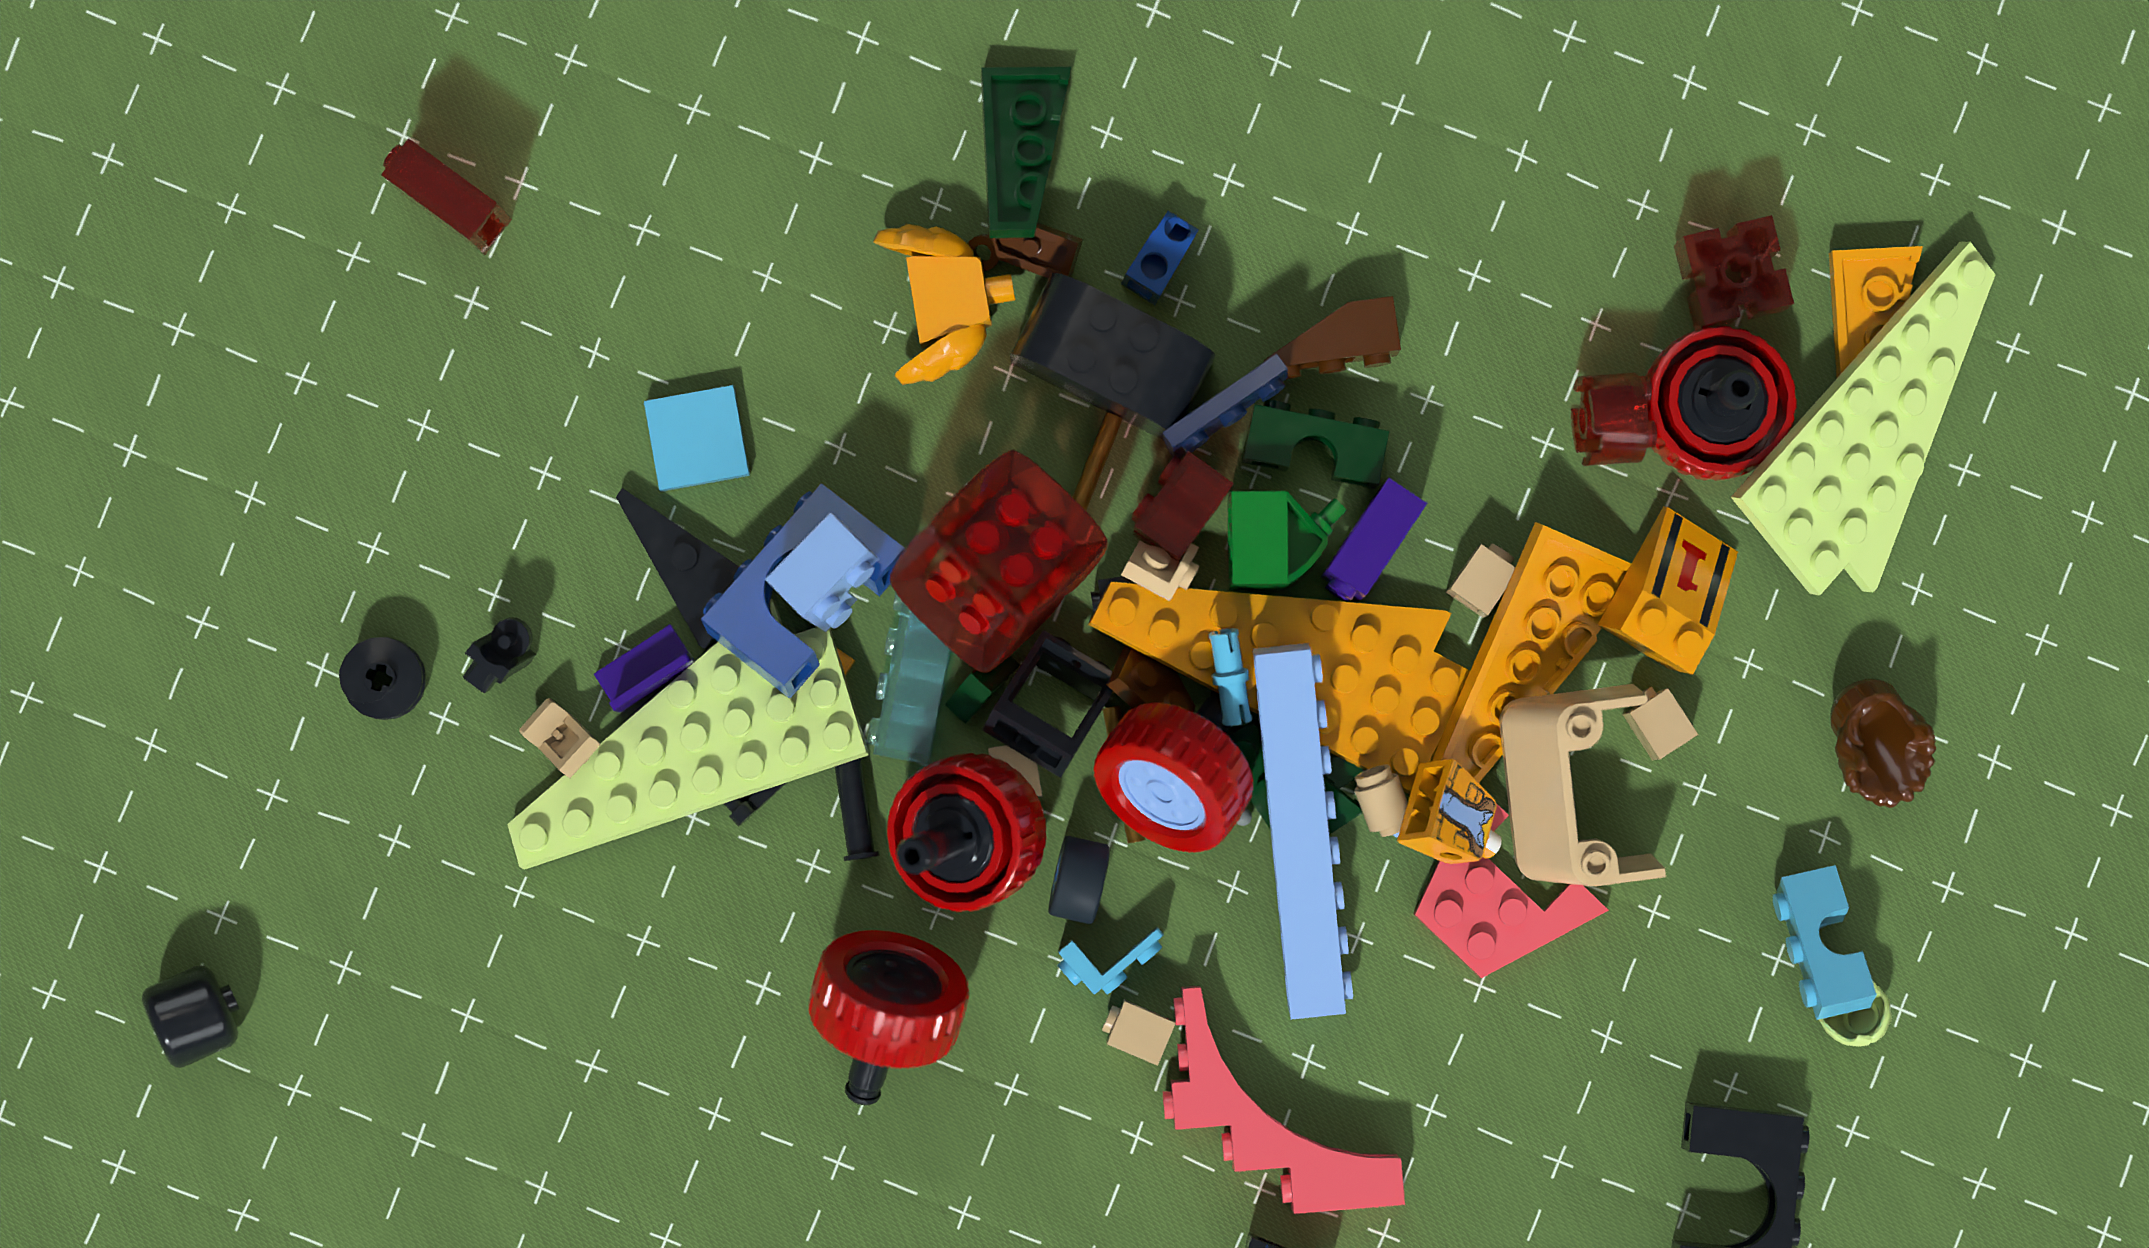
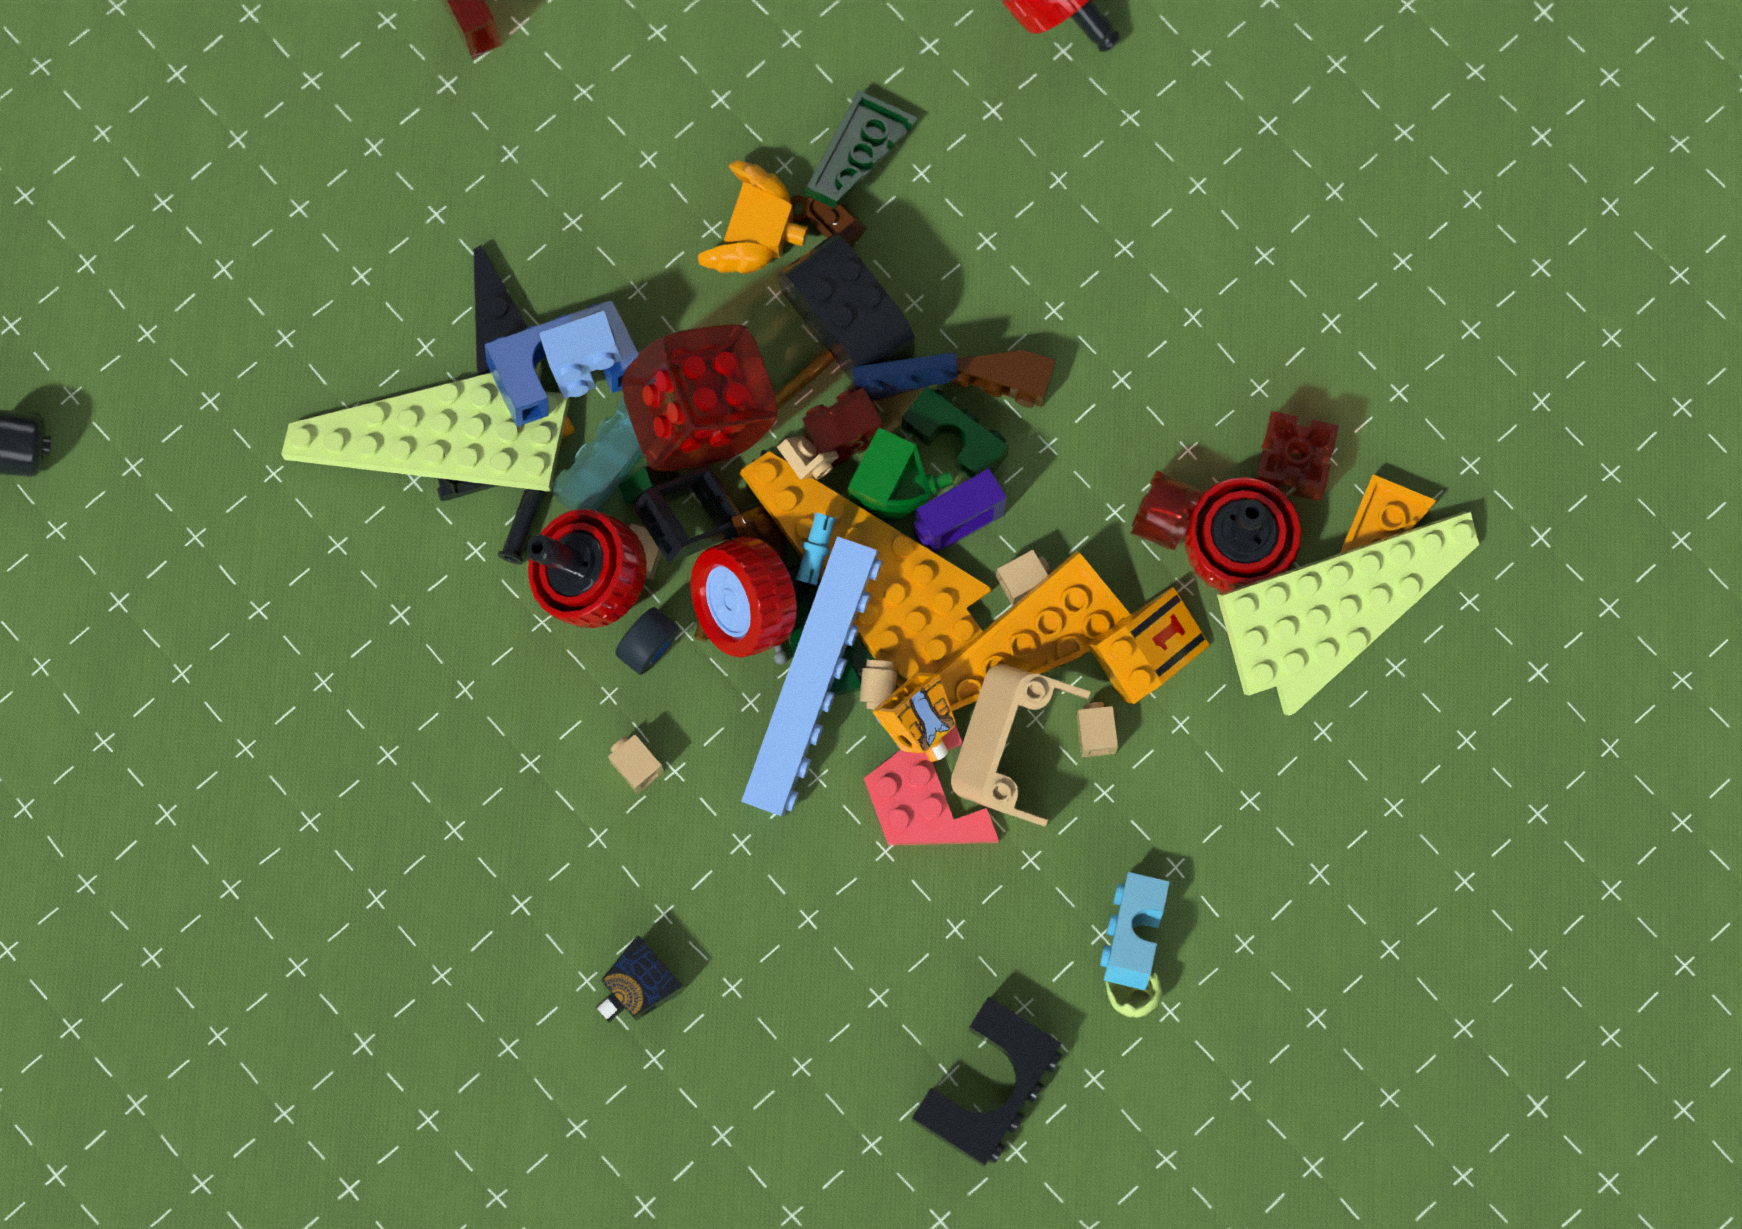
camera: 30 degrees right, 10 degrees down
(364, 693) = (259, 274): black piece -> none
(499, 654) = (342, 309): black hips -> none
(559, 737) = (353, 382): tan bracket -> none
(644, 668) = (432, 368): dark purple panel -> none
(696, 438) = (547, 238): medium azure tile -> none
(886, 1005) = (473, 654): red wheel -> none
(1079, 968) = (635, 718): medium azure bracket -> none
(1159, 257) = (913, 265): blue leg -> none
(1317, 1175) = (662, 831): coral arch -> none
(1881, 743) = (1242, 816): reddish brown hair -> none

